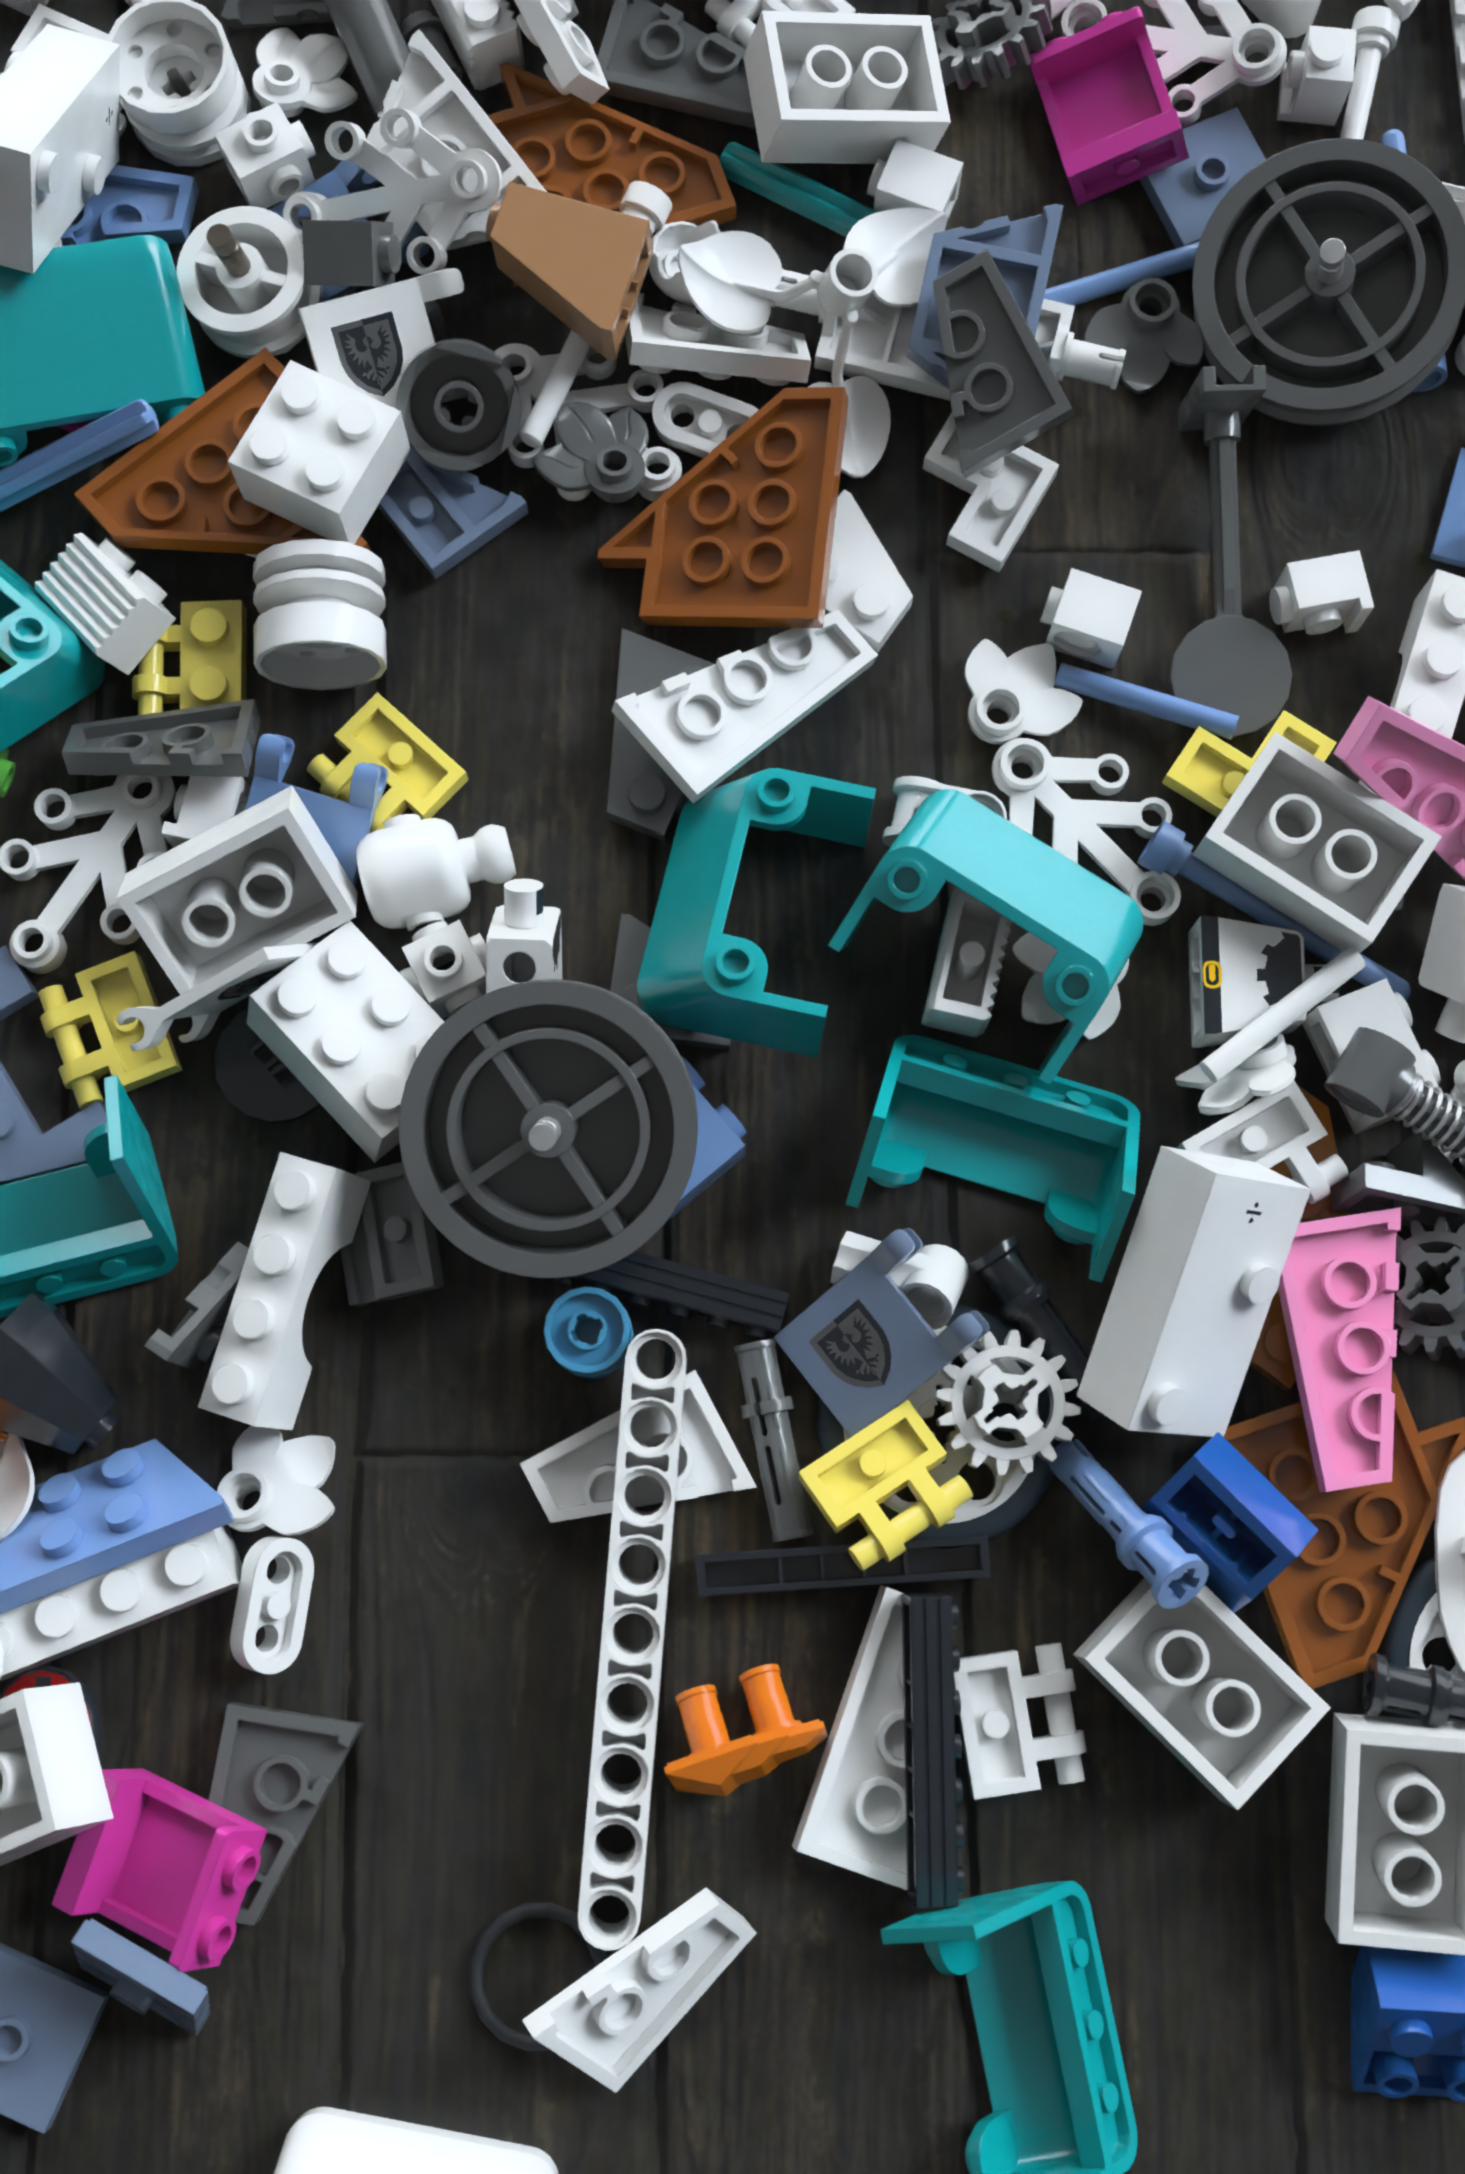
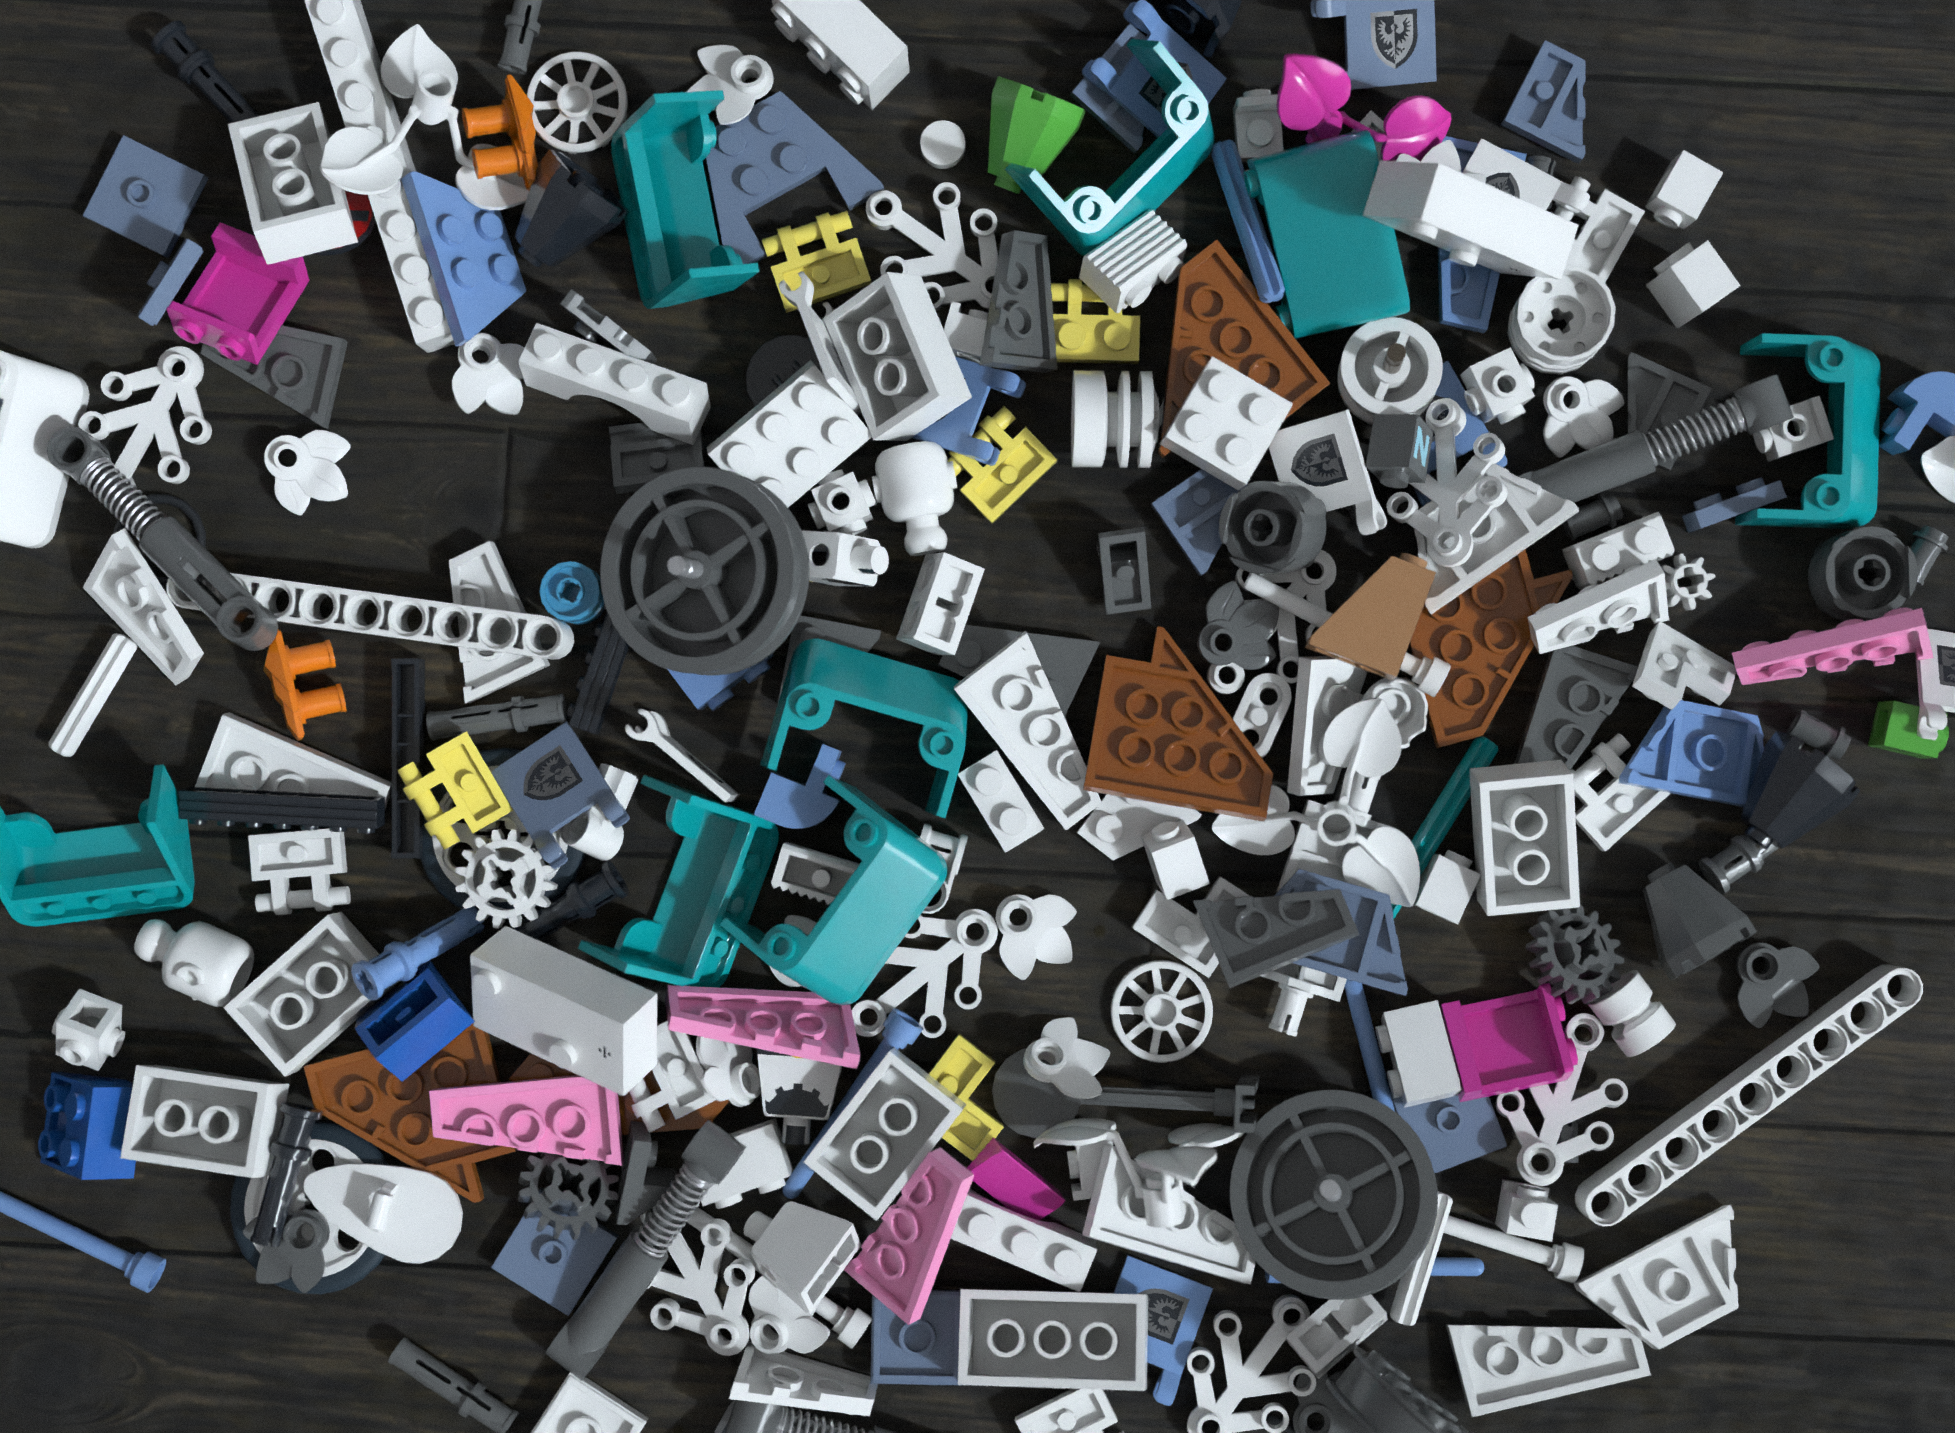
camera: 95 degrees right, 10 degrees up
(274, 1603) = (409, 369): white plate -> none
(355, 2000) = (154, 416): none -> white plant
(428, 1740) = (313, 472): none -> white plate
(522, 595) = (1124, 570): none -> dark grey slope
(535, 1957) = (165, 541): none -> dark grey piece
(580, 827) = (940, 604): none -> white brick
(779, 2065) = (92, 695): none -> white axle
(789, 1190) = (659, 734): none -> white flag
(848, 731) = (1001, 801): none -> white brick
(867, 998) = (798, 804): none -> medium blue brick
(906, 511) = (1175, 858): none -> white brick
(1090, 617) = (1086, 990): white brick -> none
(1106, 526) = (1161, 1011): none -> white wheel
(1134, 203) = (1419, 1054): none -> white brick
(1146, 700) = (1020, 1027): medium blue bar -> none
(1148, 340) = (1312, 1050): dark grey plate -> none
(1168, 1862) = (197, 959): none -> white piece
(1175, 1016) = (767, 1020): none -> bright pink wing
(1186, 634) = (1071, 1059): none -> white plate
(1282, 1014) = (766, 1099): white bar -> none
(1289, 2030) = (88, 1030): none -> white brick
(1353, 481) = (1176, 1165): none -> white plant
(1366, 672) = (1014, 1182): none -> dark pink slope
(1385, 496) = (1200, 1242): none -> white wing

